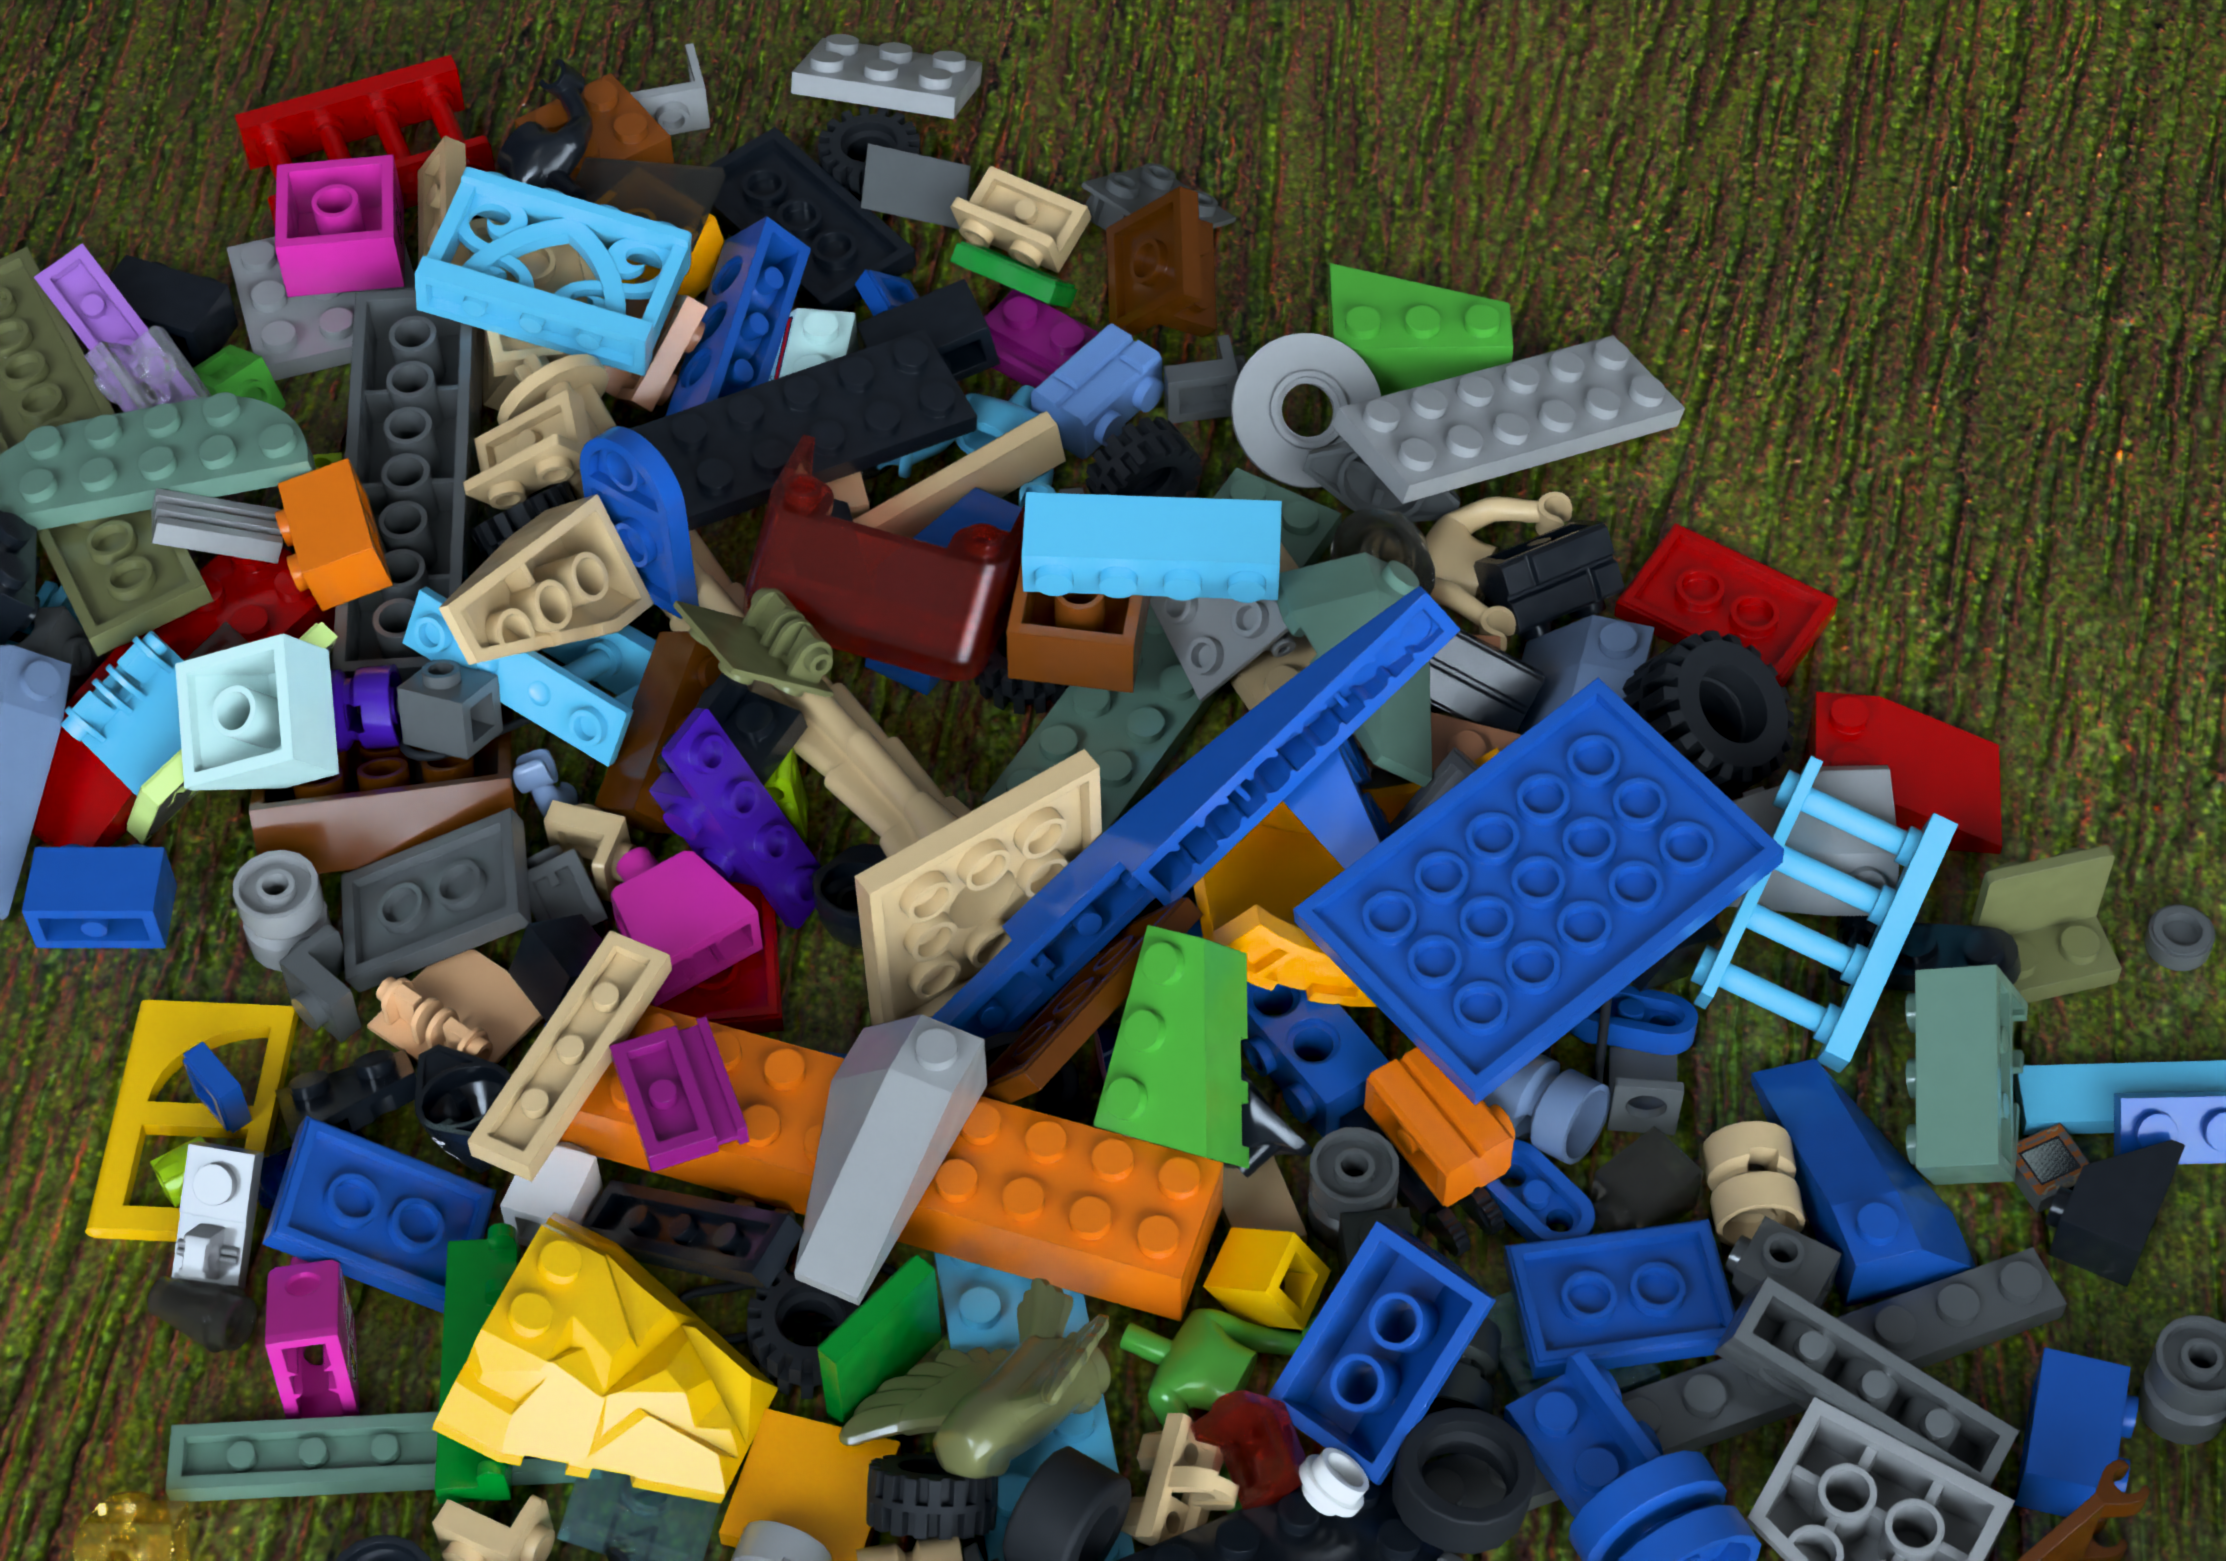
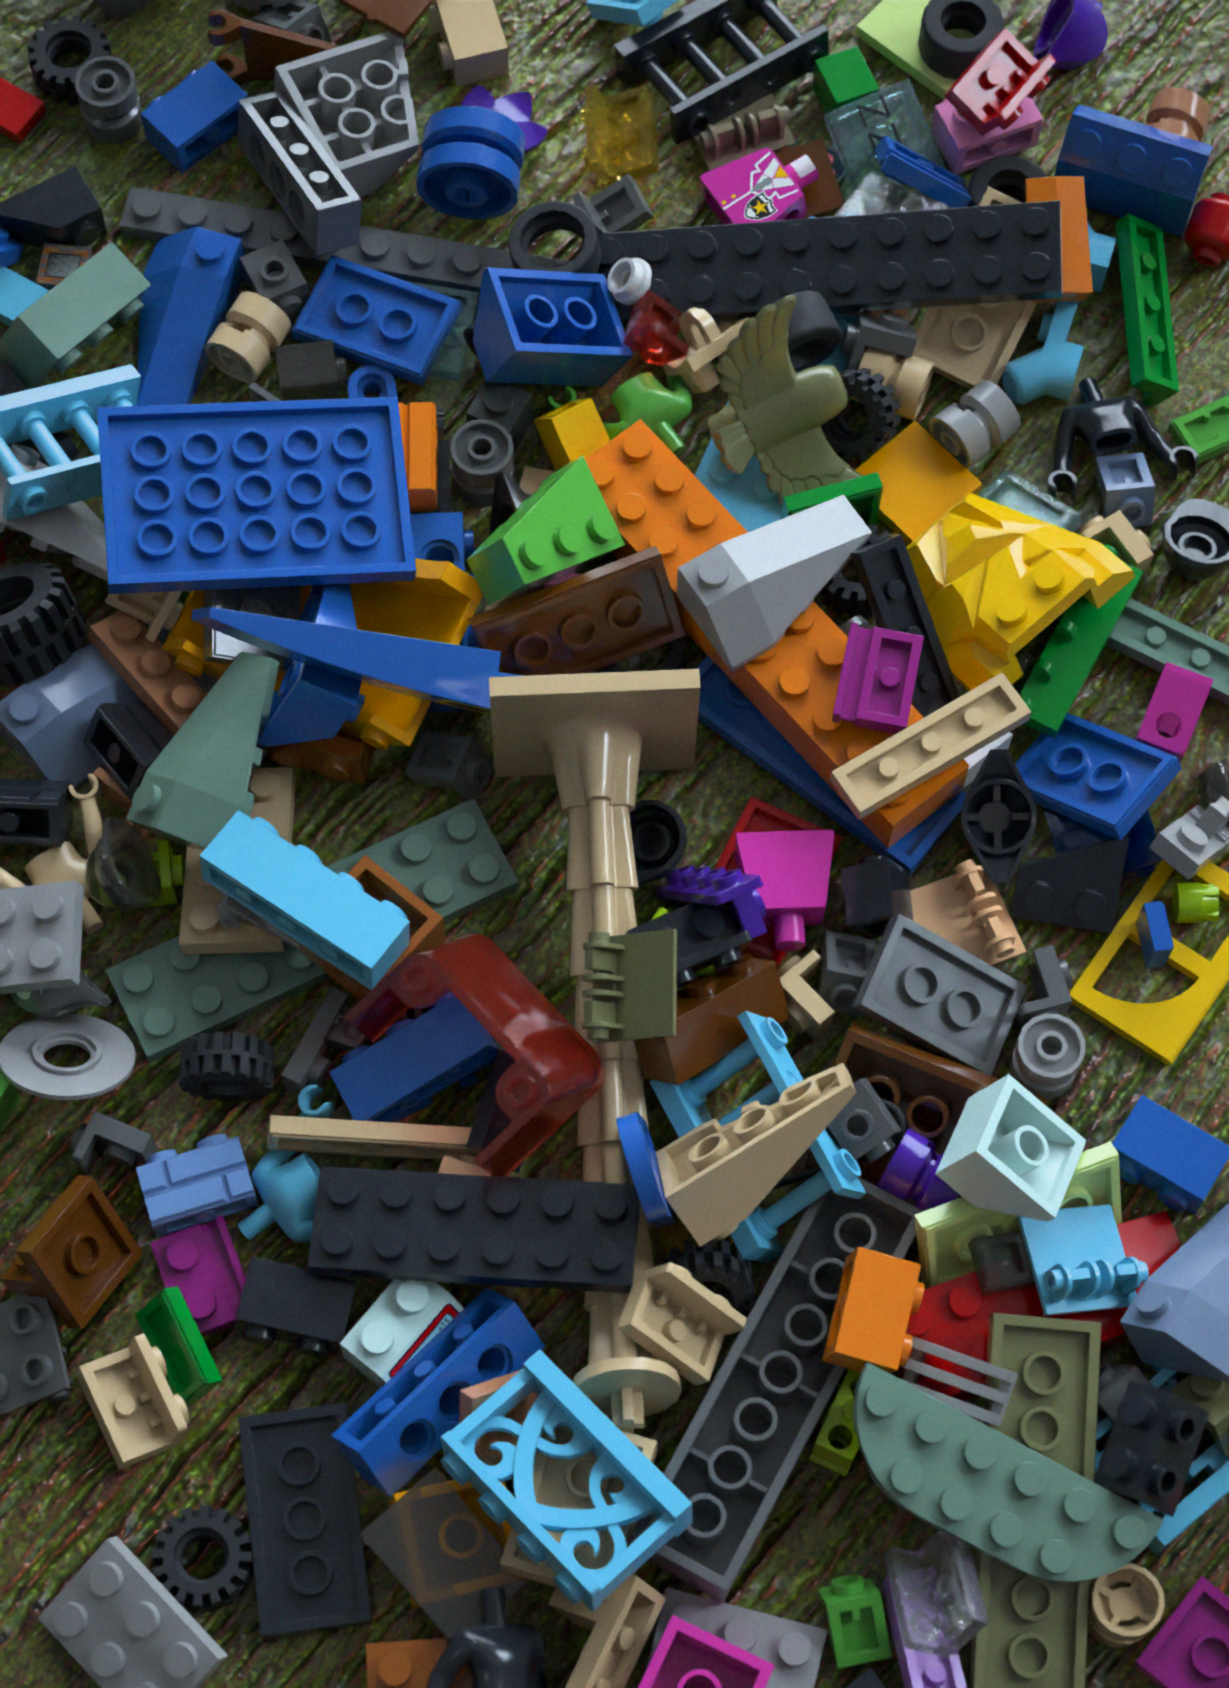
camera: 150 degrees left, 15 degrees up
(536, 774) = (814, 1047): sand blue arm -> none
(884, 291) = (288, 1379): blue tile -> none
(913, 185) = (193, 1488): dark grey sticker -> none
(1581, 1431) = (468, 240): blue bracket -> none

